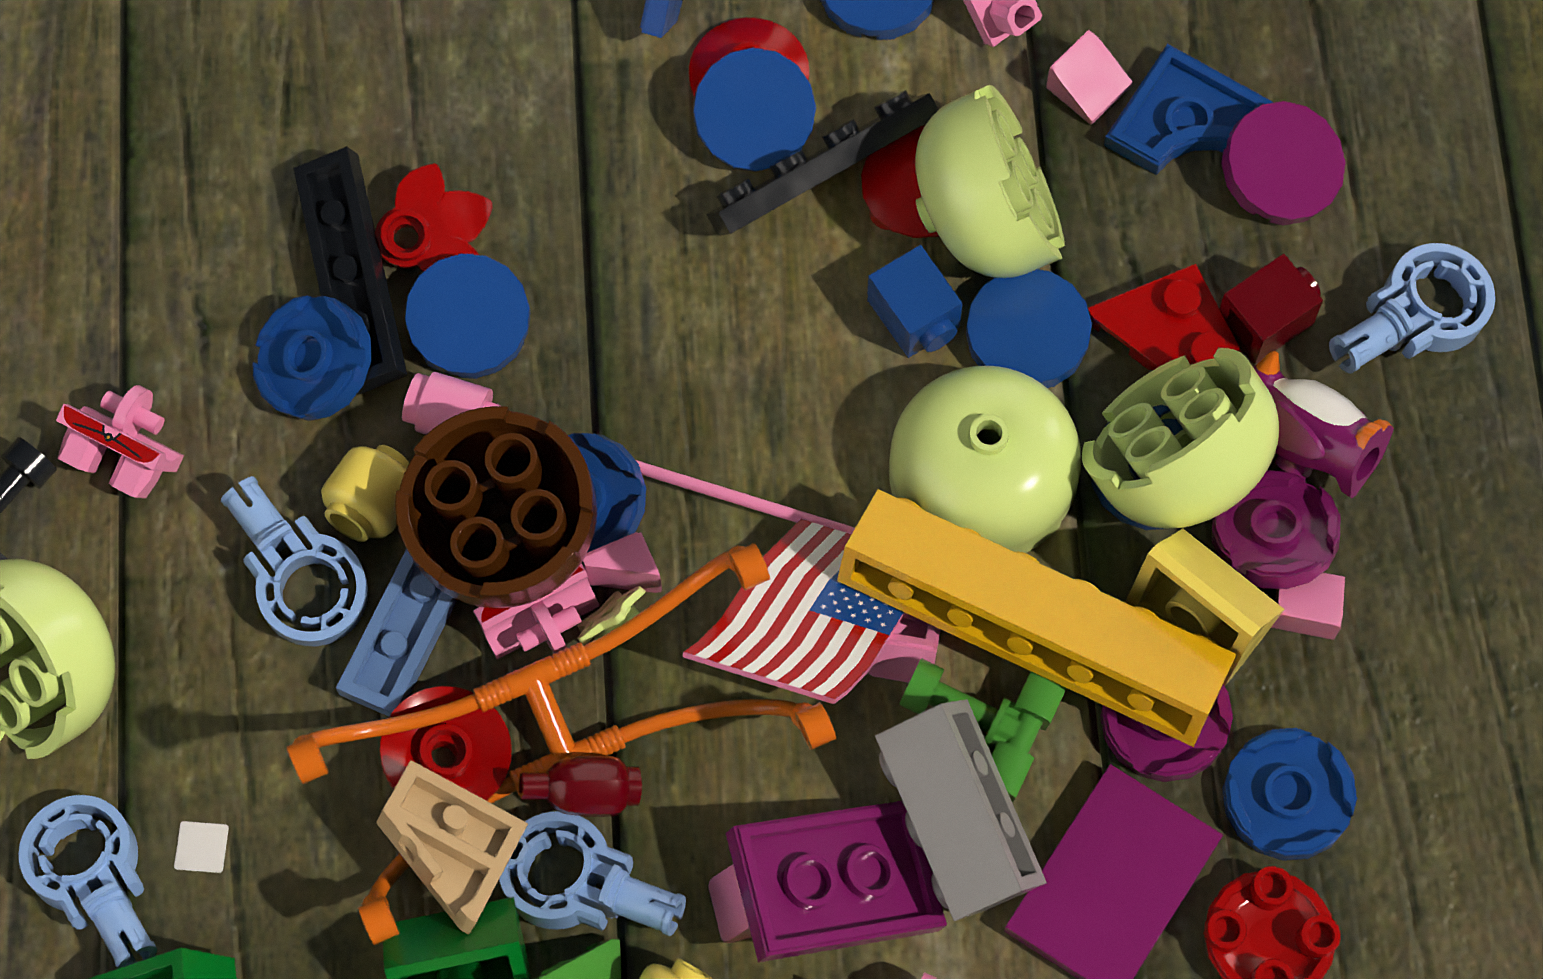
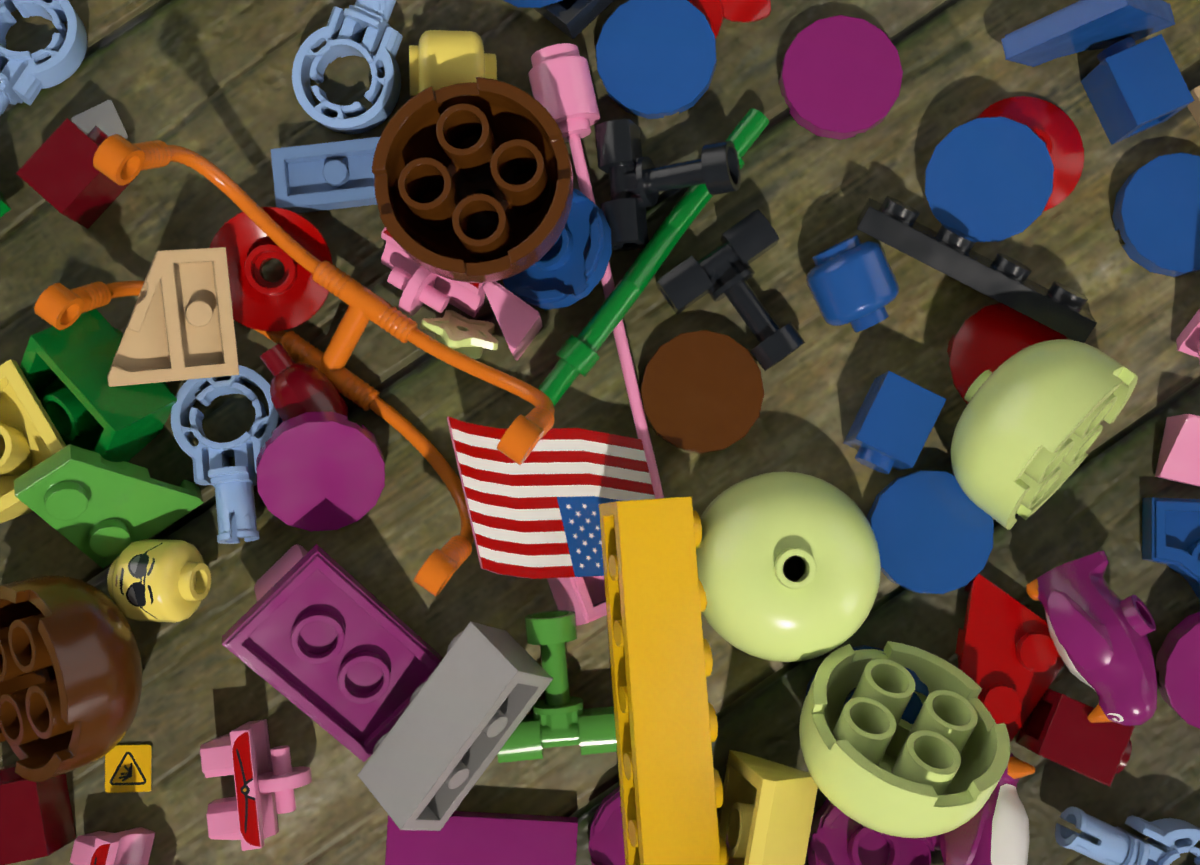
camera: 60 degrees right, 15 degrees up
(241, 875) = (66, 175): none -> dark red brick
(571, 395) = (637, 181): none -> black bar
(585, 178) = (840, 77): none -> magenta tile
(601, 319) = (579, 353): none -> green bar
(660, 804) = (320, 471): none -> magenta tile
(697, 366) = (725, 274): none -> black bar
(774, 267) = (852, 284): none -> blue head
(790, 446) = (702, 391): none -> reddish brown tile
(1192, 238) = (1101, 638): none -> magenta animal

